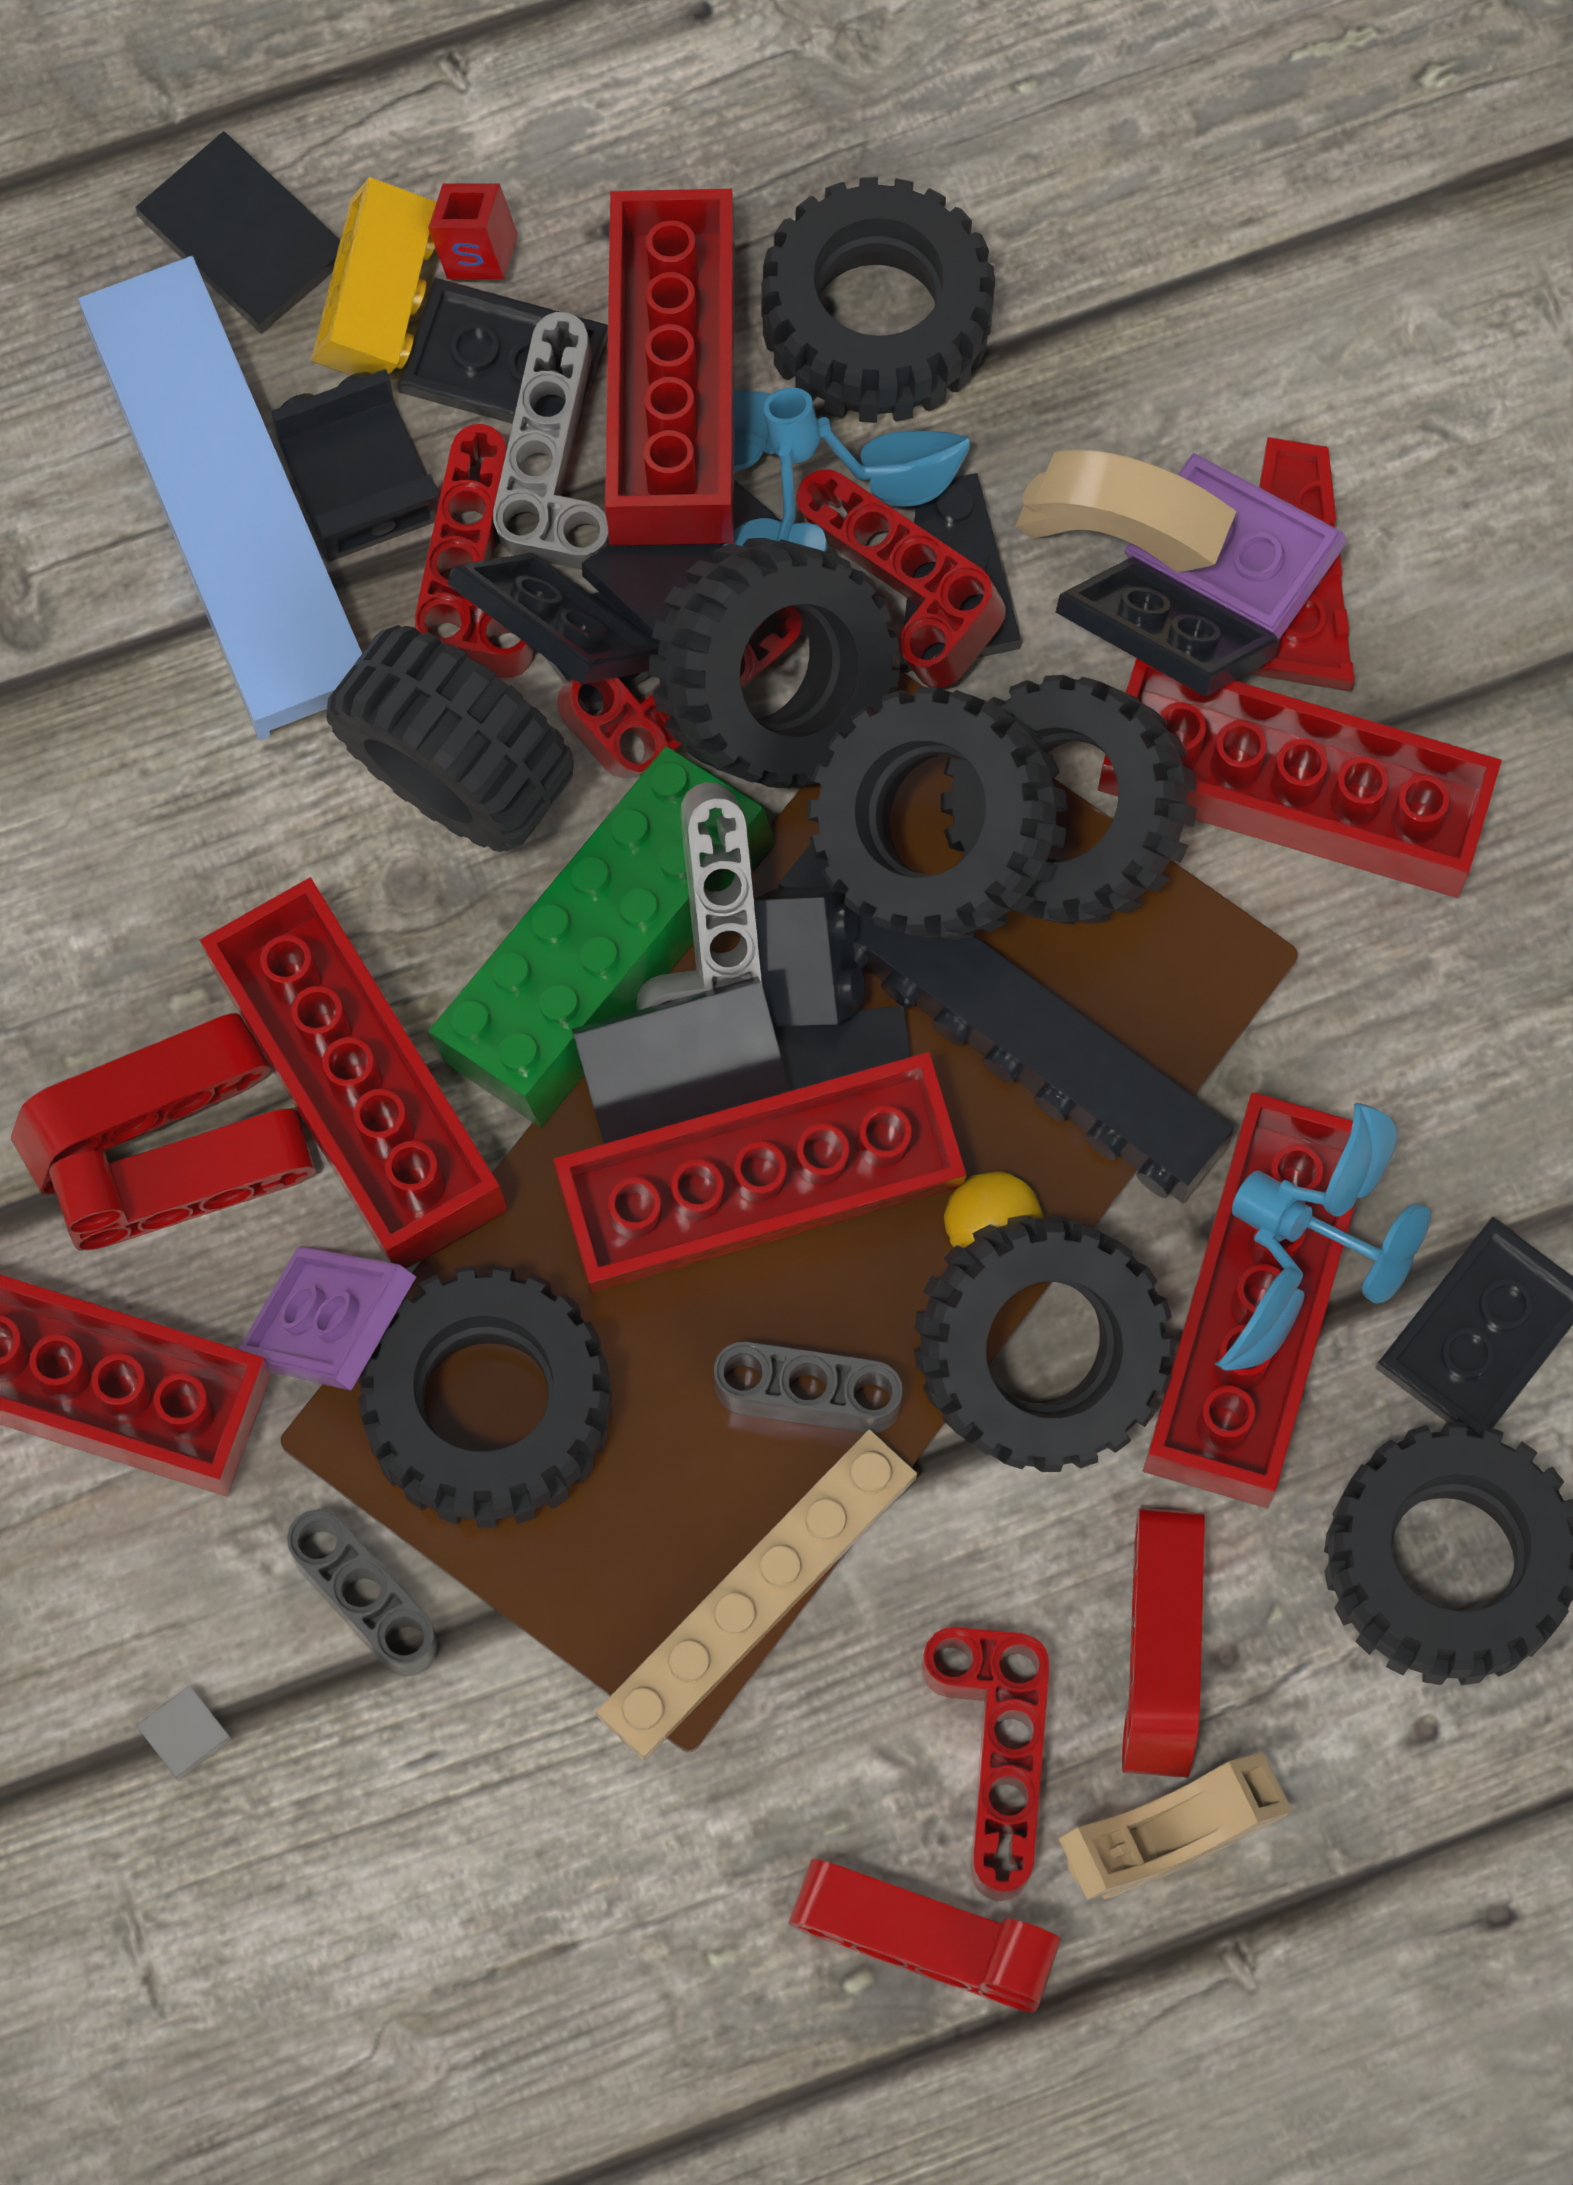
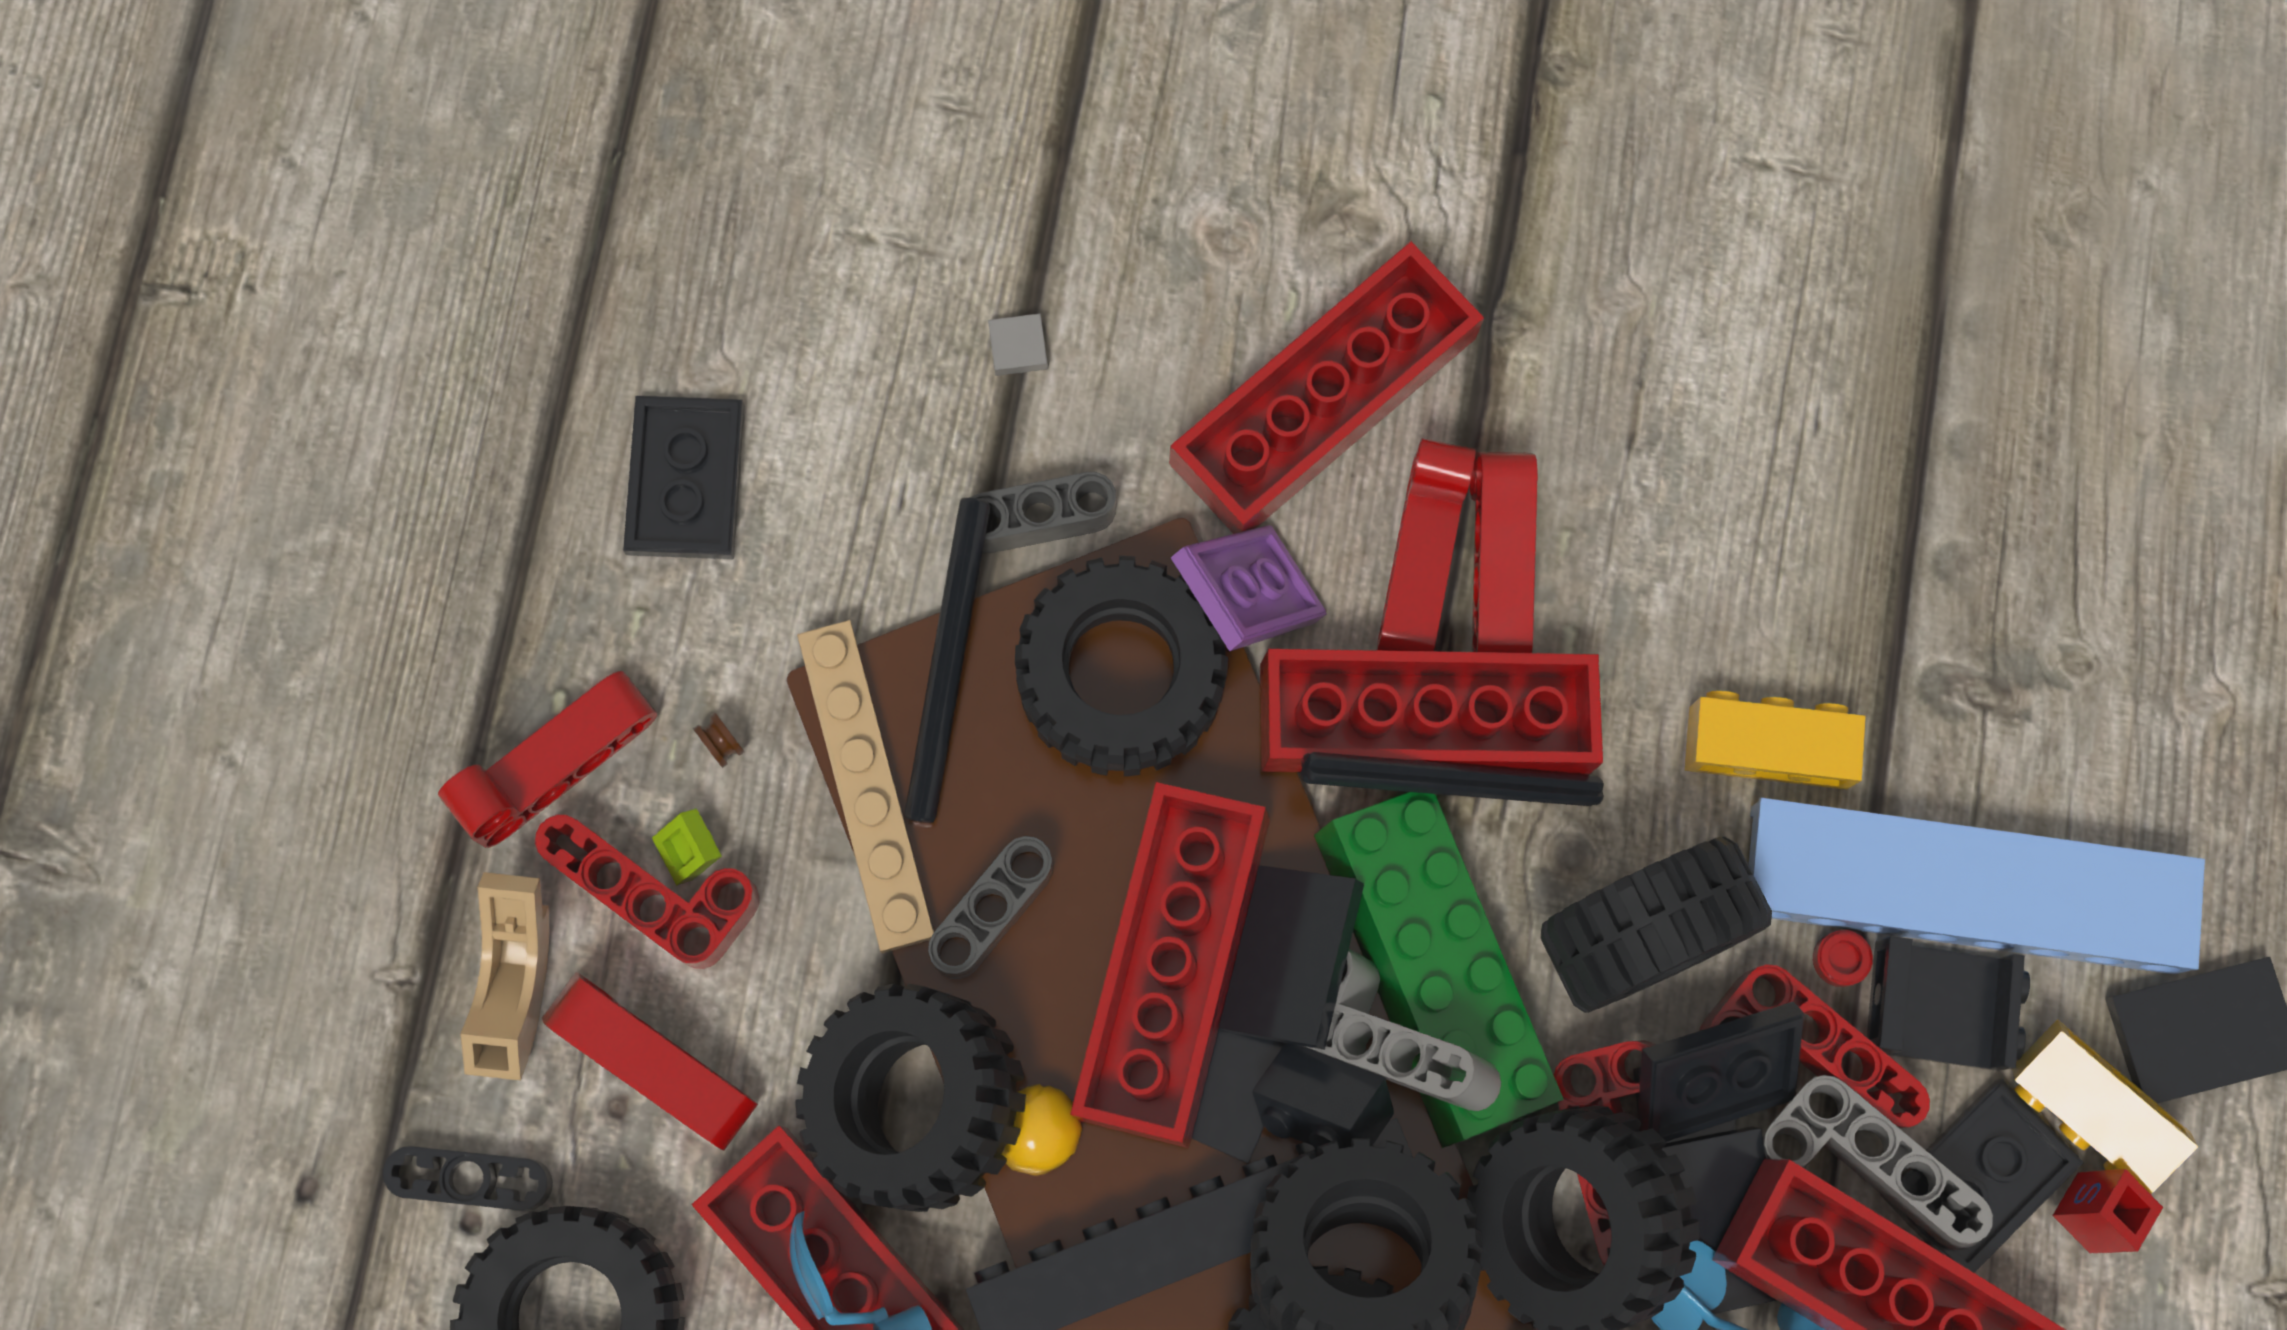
camera: 120 degrees right, 5 degrees up
(182, 745) = (1775, 741): none -> yellow brick
(364, 580) = (1842, 958): none -> red tile
(416, 1014) = (1451, 779): none -> black axle
(538, 2001) = (684, 477): none -> black tile
(578, 1581) = (947, 660): none -> black axle
(800, 1777) = (718, 740): none -> reddish brown bush
(930, 1739) = (686, 846): none -> lime plate
(1423, 1791) = (430, 1158): none -> black beam

